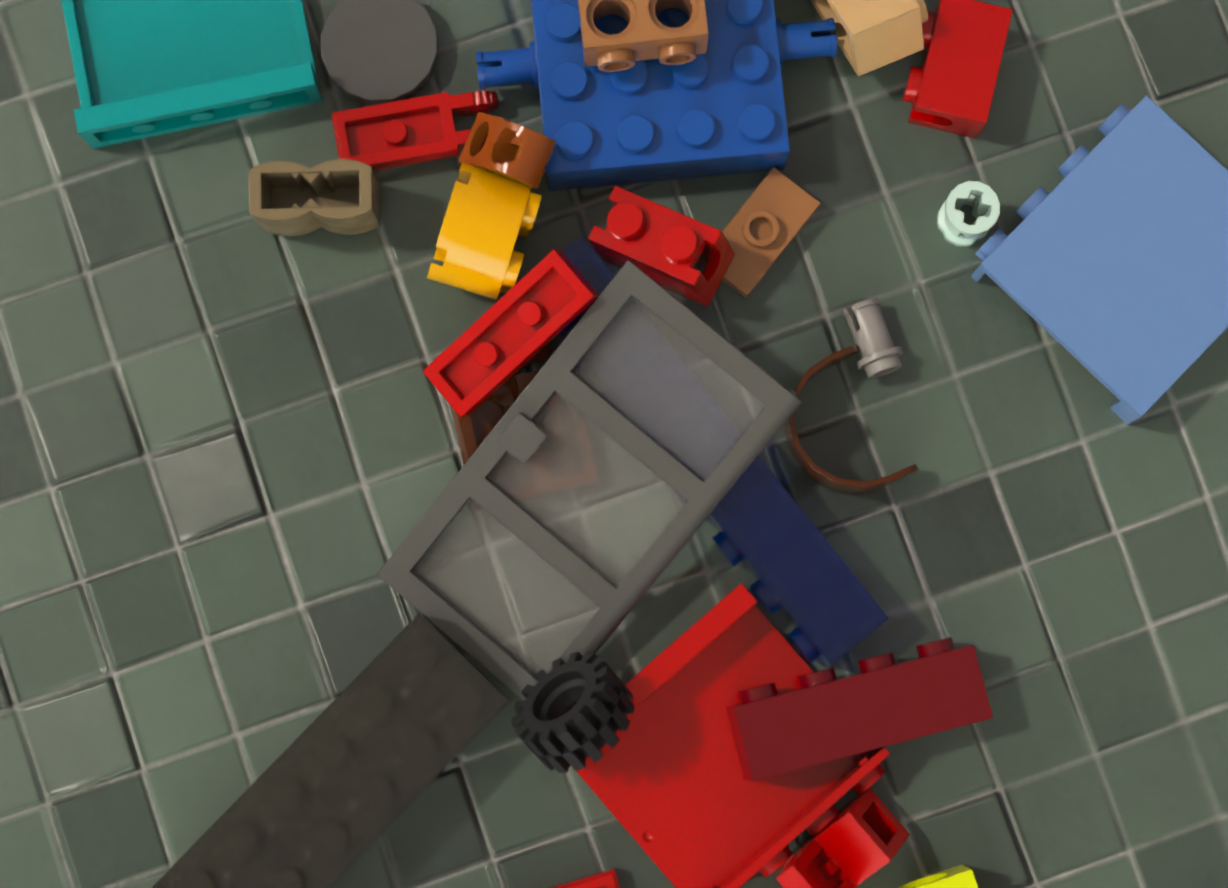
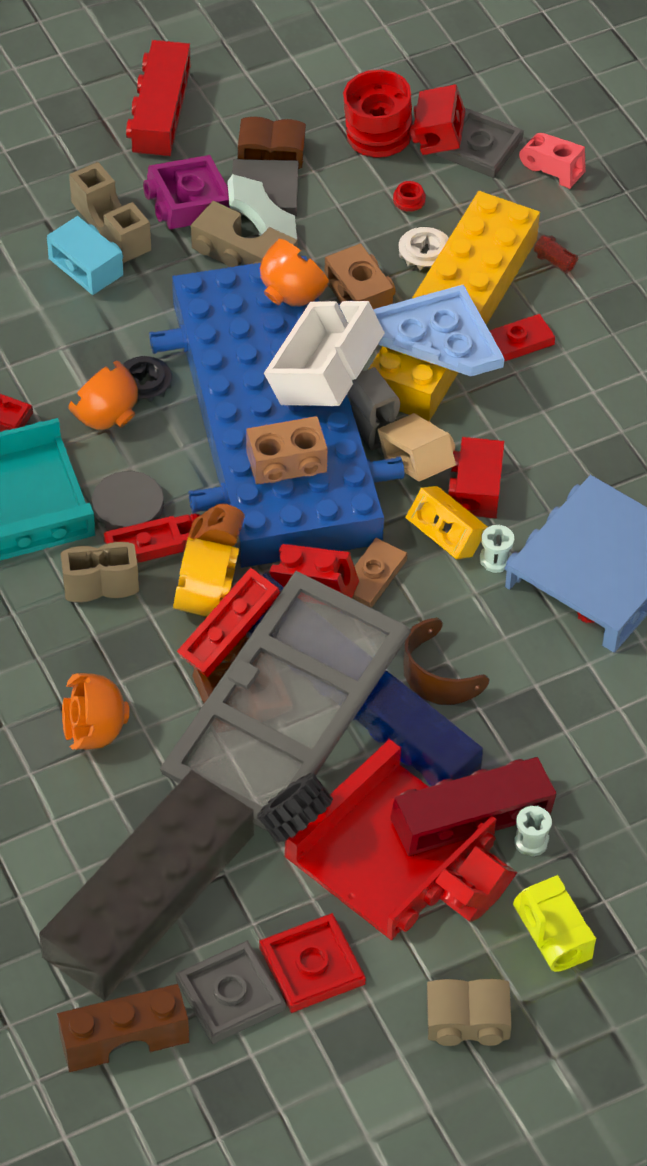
camera: 10 degrees left, 30 degrees down
(282, 468) = (93, 712): none -> orange cylinder
(872, 339) = (454, 624): light grey pin -> none
(894, 155) = (446, 522): none -> yellow piece
(962, 771) = (532, 830): none -> light aqua bush

